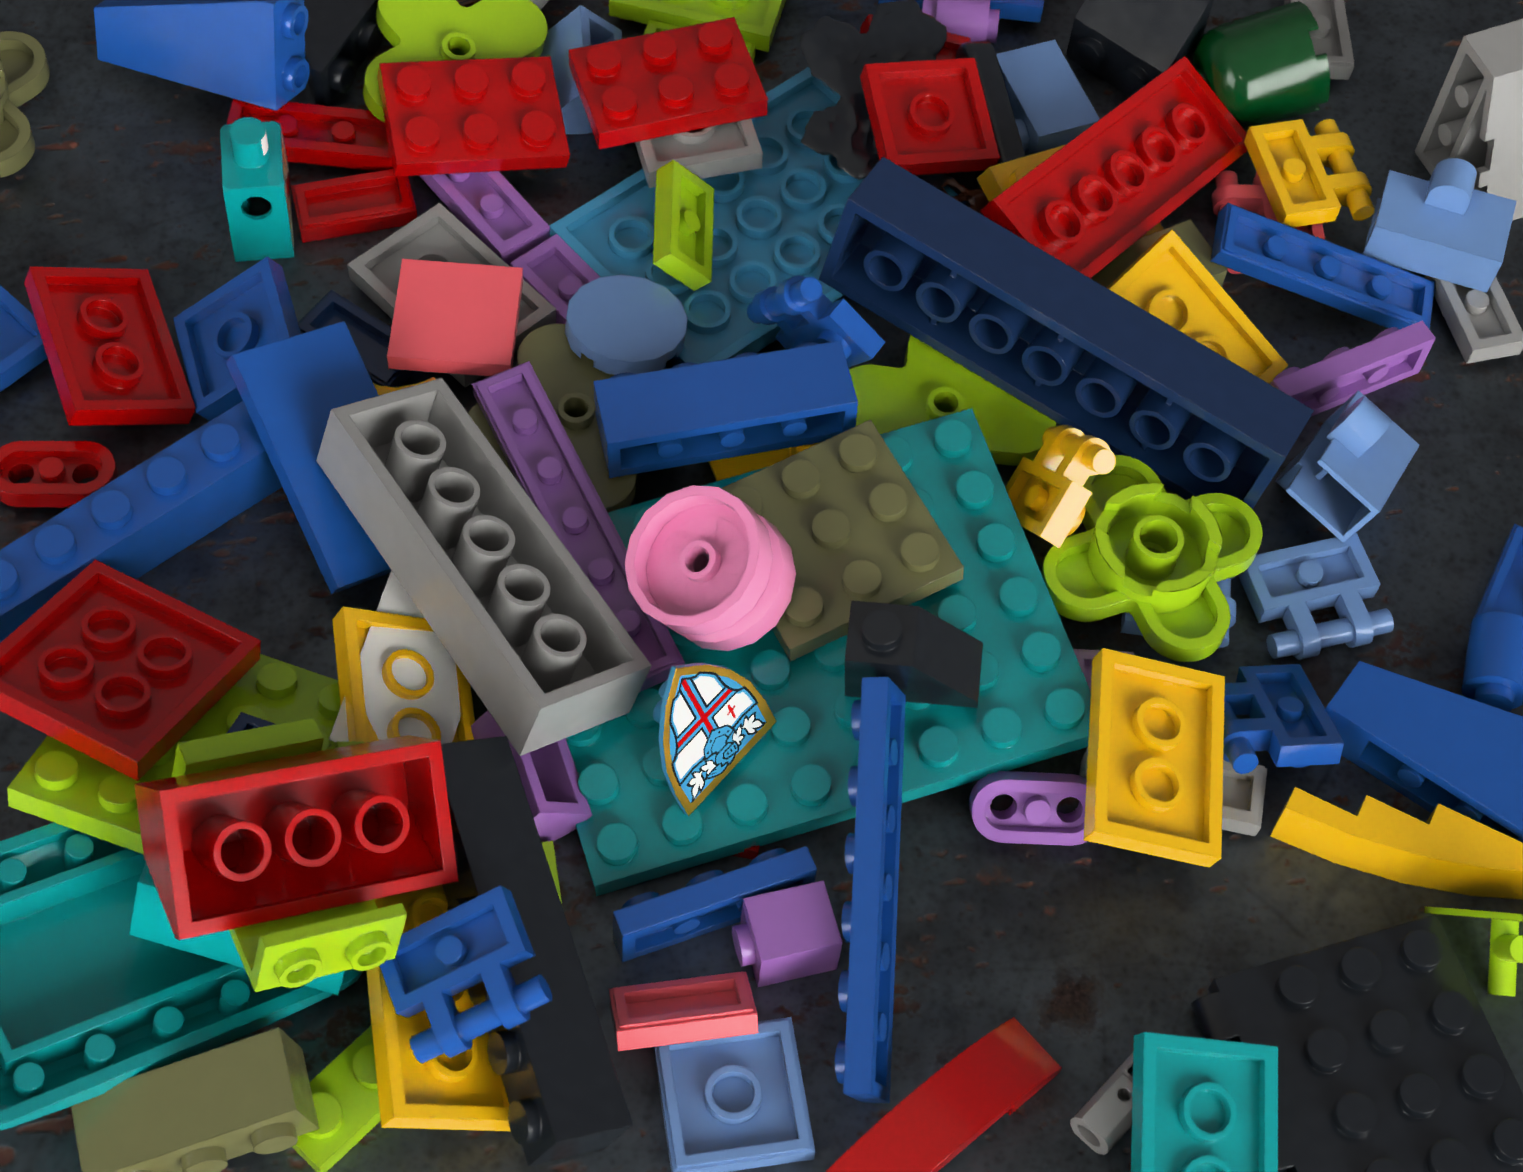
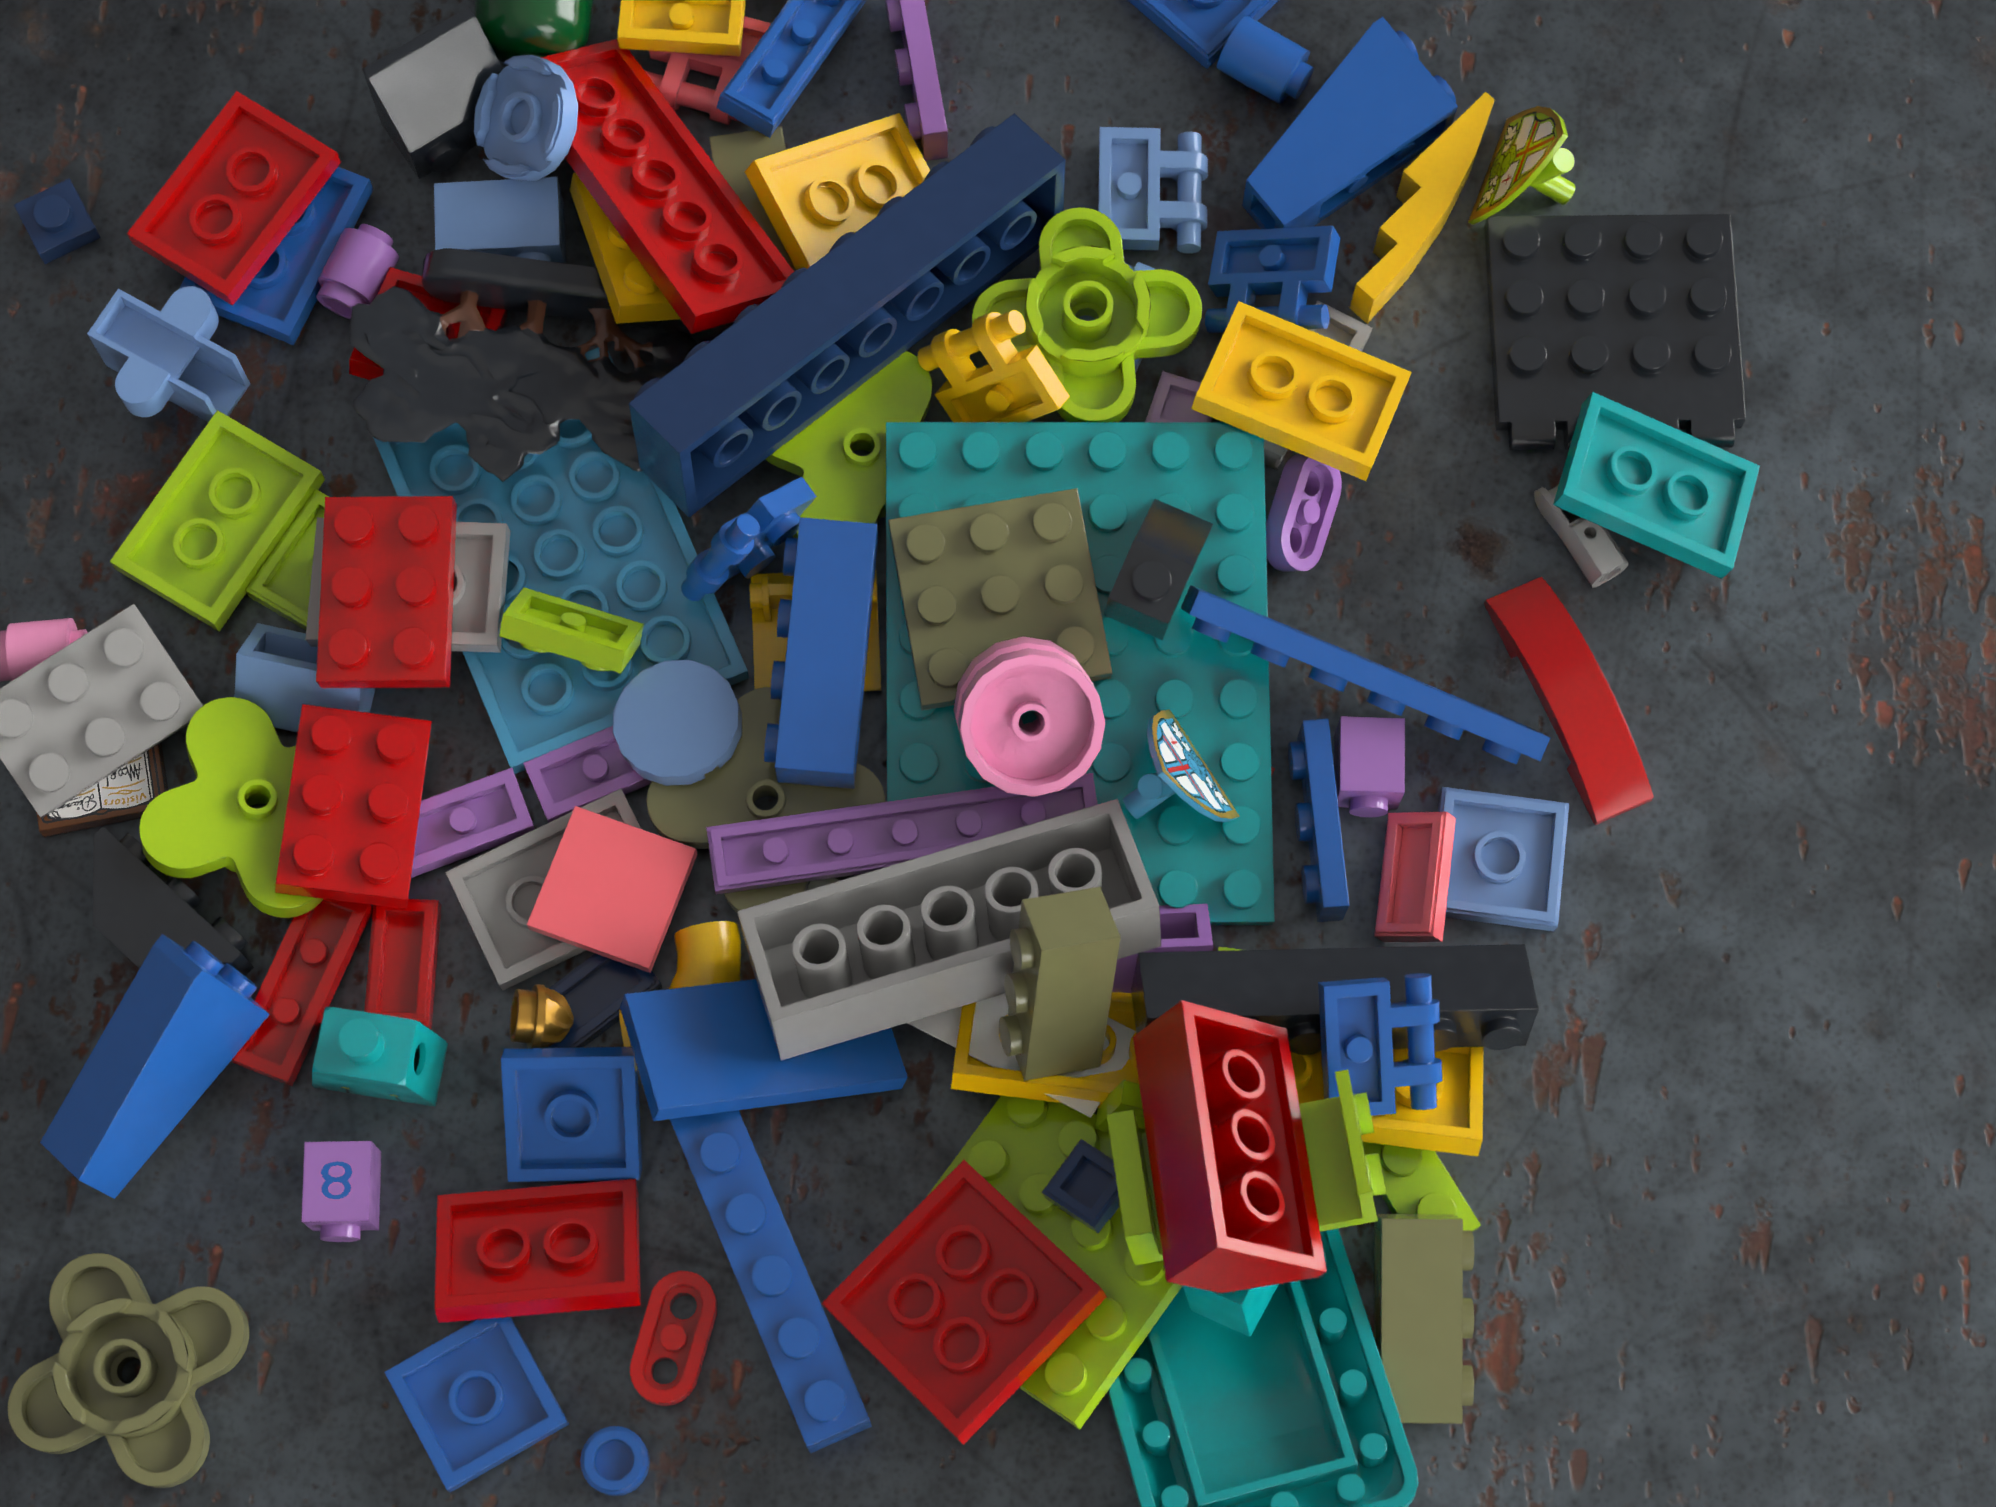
camera: 70 degrees left, 15 degrees up
(137, 200) = (341, 1189): none -> medium lavender brick
(321, 290) = (539, 1017): none -> pearl gold plate
(438, 644) = (1060, 983): none -> olive brick
(930, 115) = (519, 343): red plate -> none
(1137, 70) = (526, 118): none -> medium blue tile
(1349, 466) = (1043, 93): medium blue piece -> none

